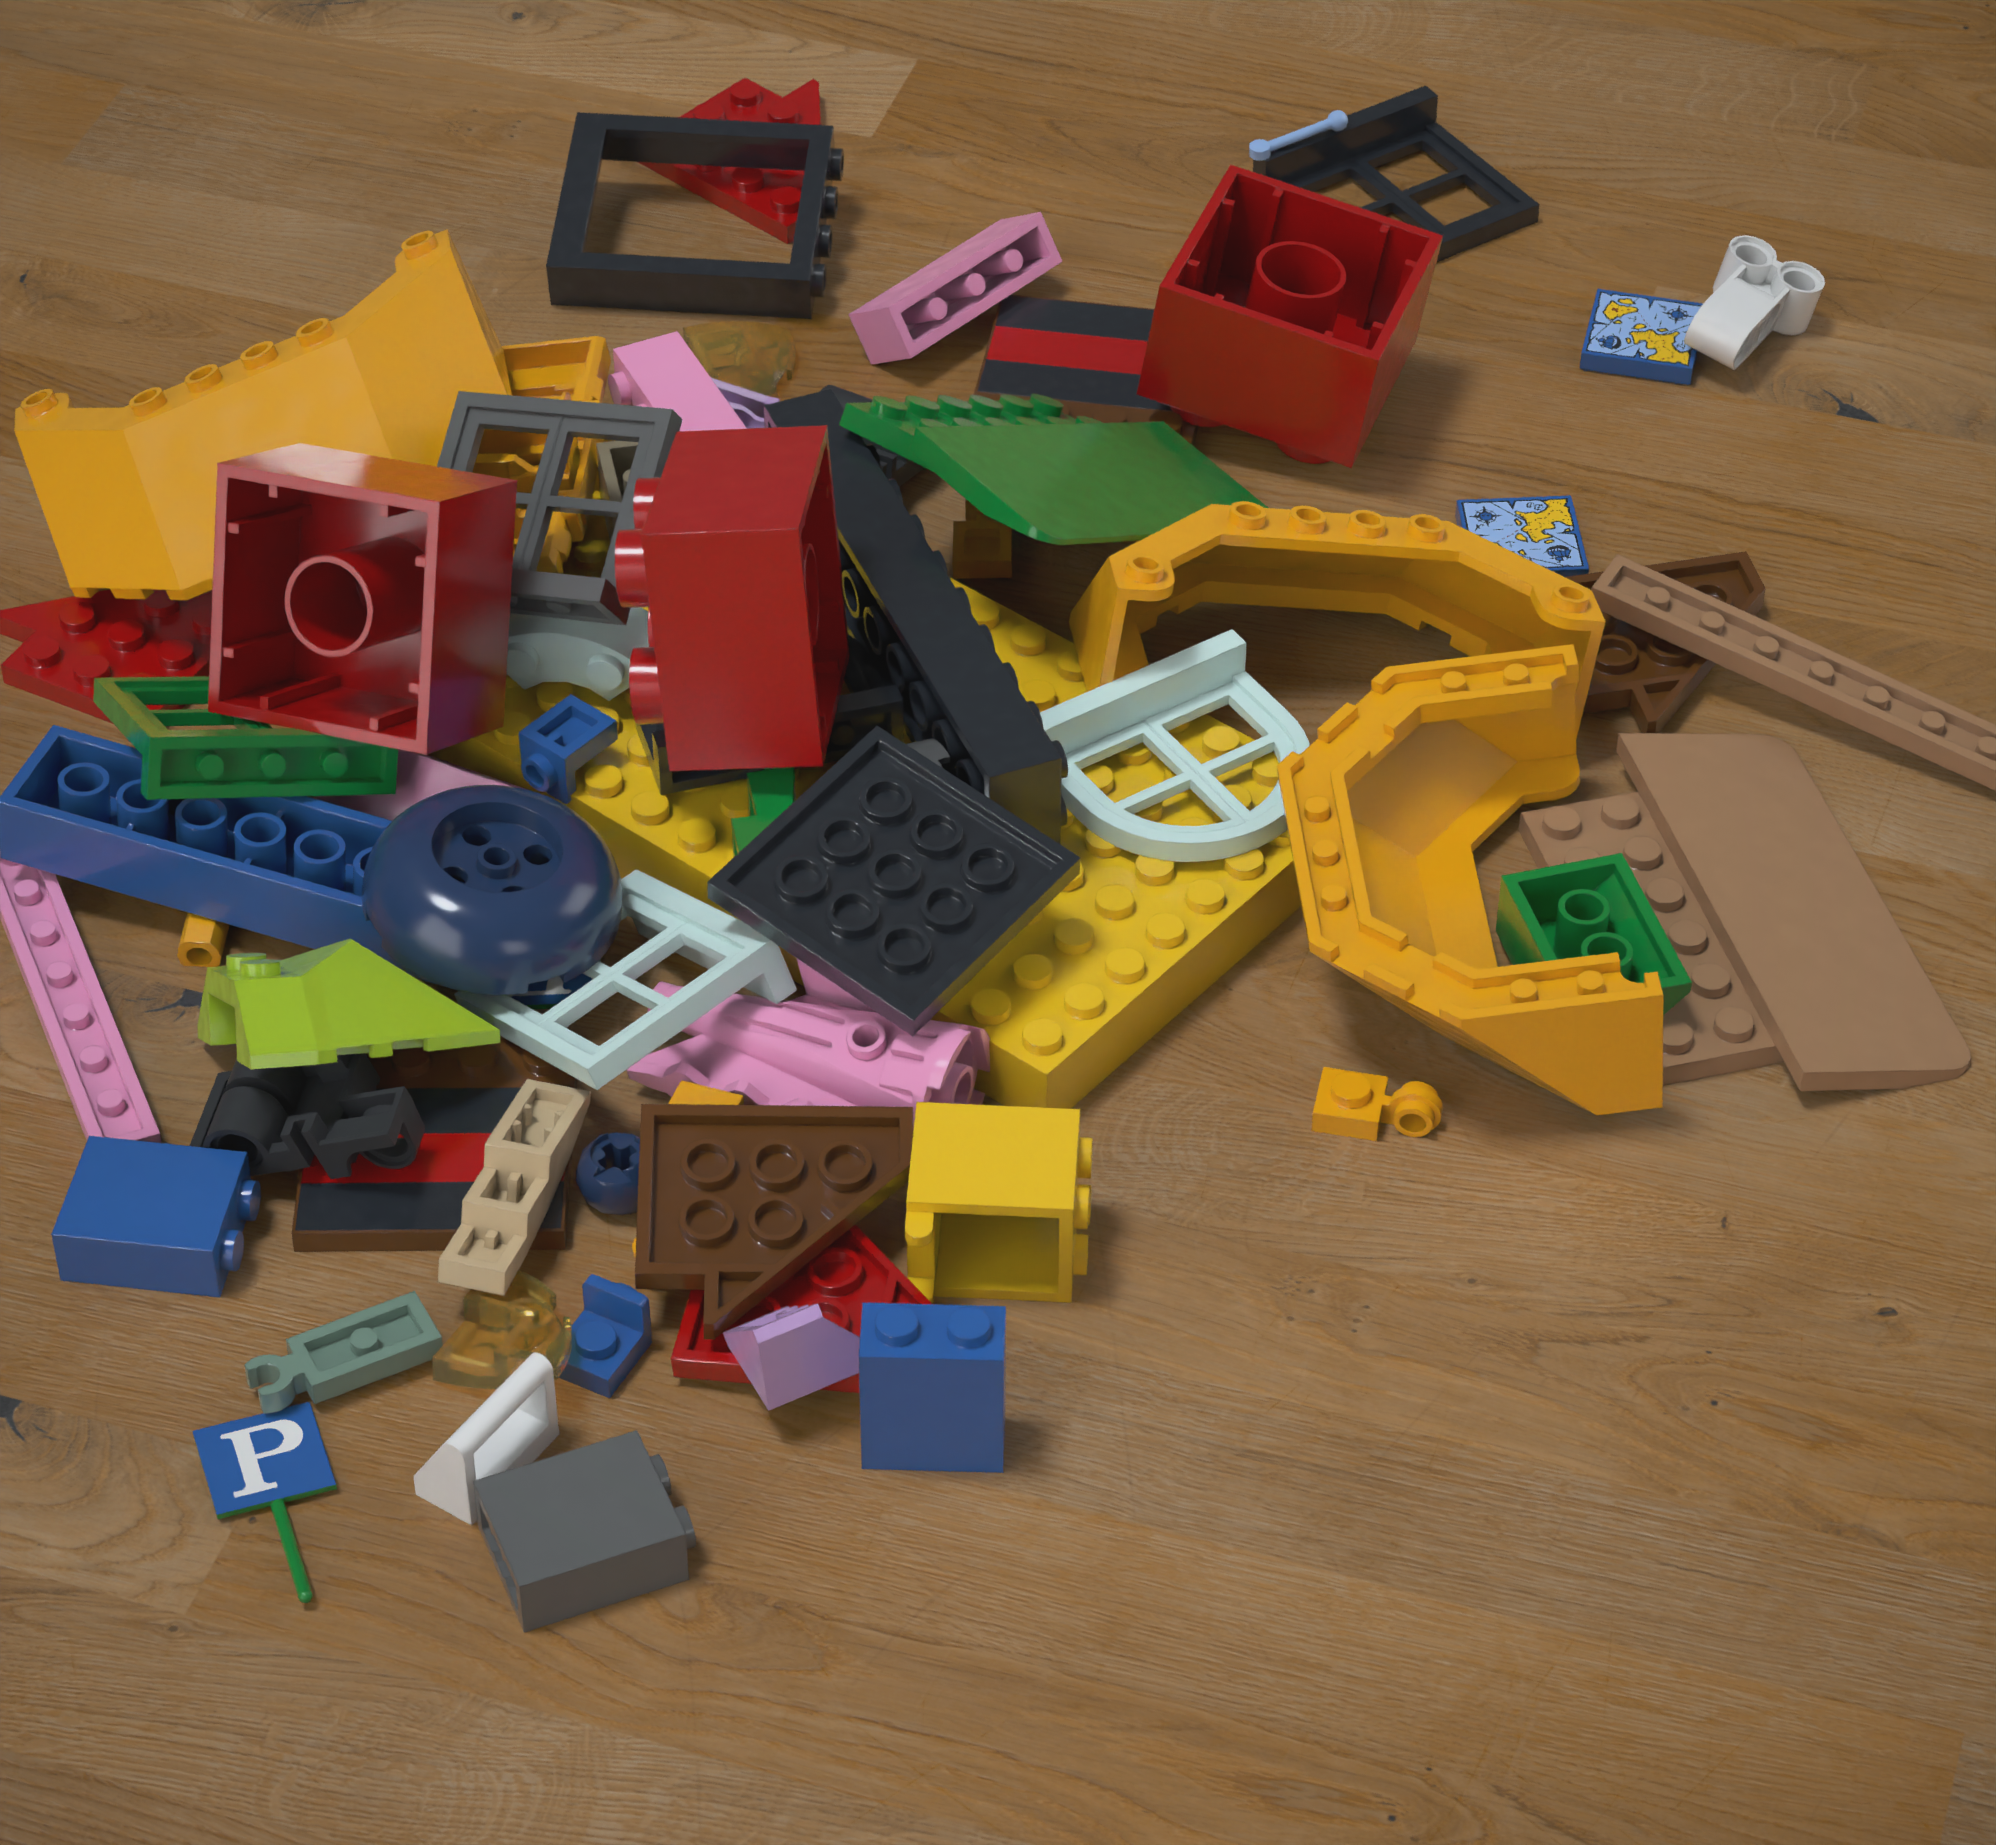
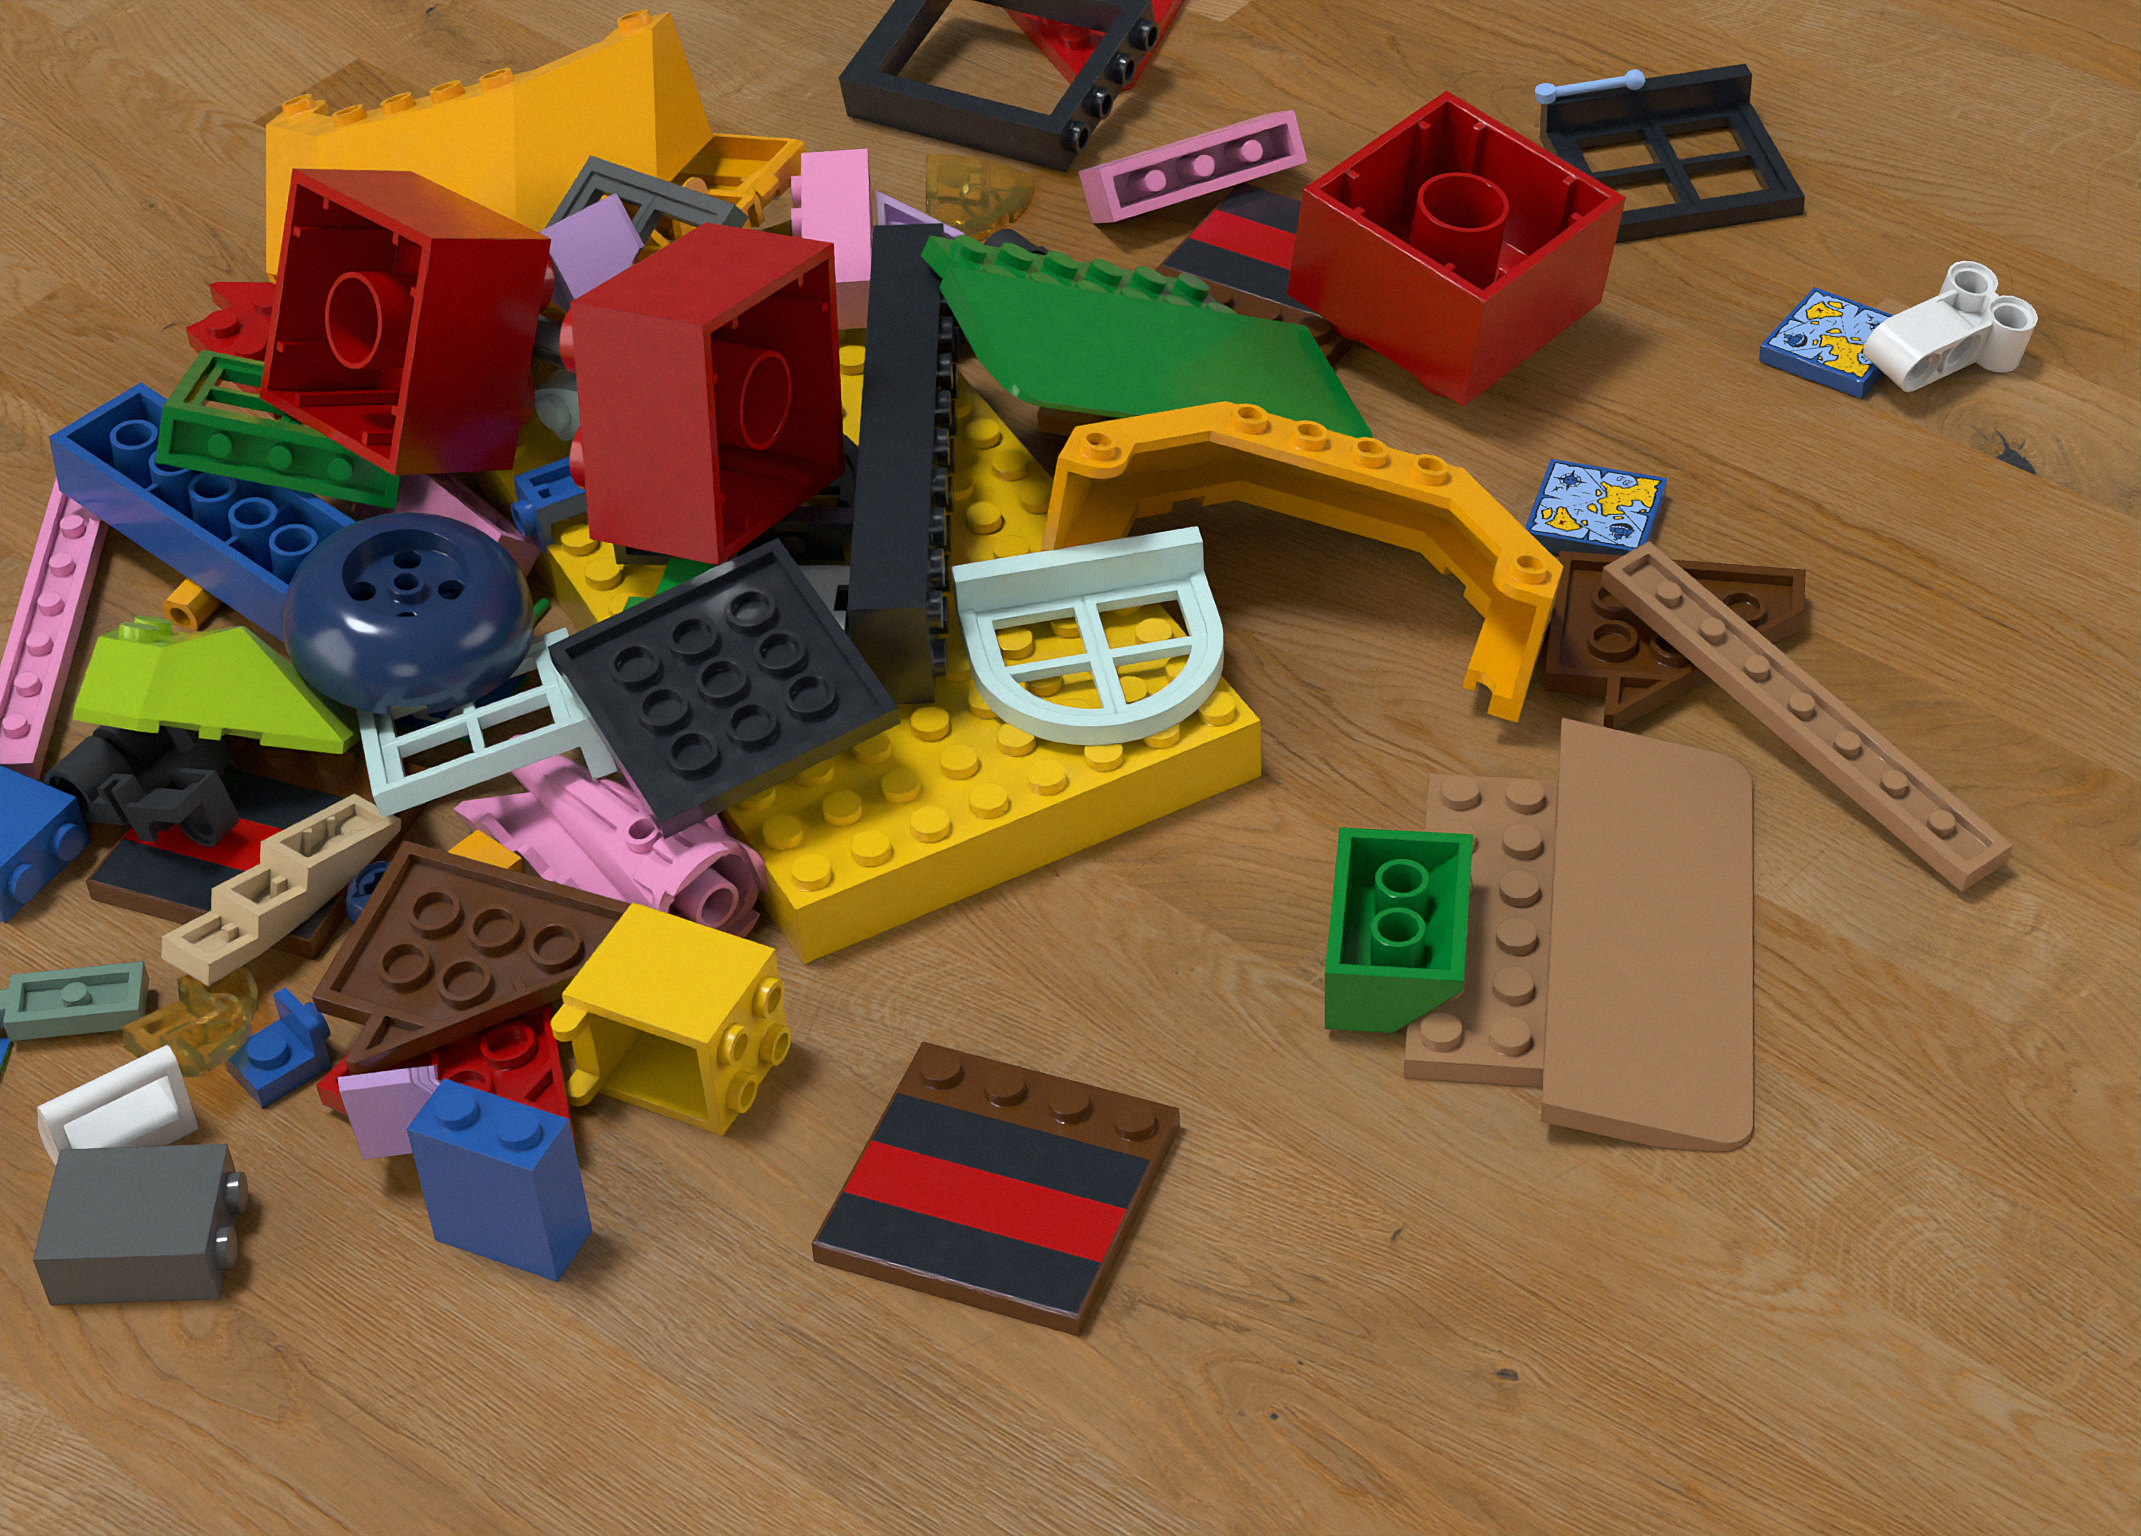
camera: 25 degrees right, 0 degrees up
(541, 497) = (590, 248): none -> lavender slope
(1358, 1103) = (1102, 1015): light orange plate -> none
(1358, 1276) = (998, 1188): none -> plate
(1390, 883) = (1236, 798): light orange windscreen -> none

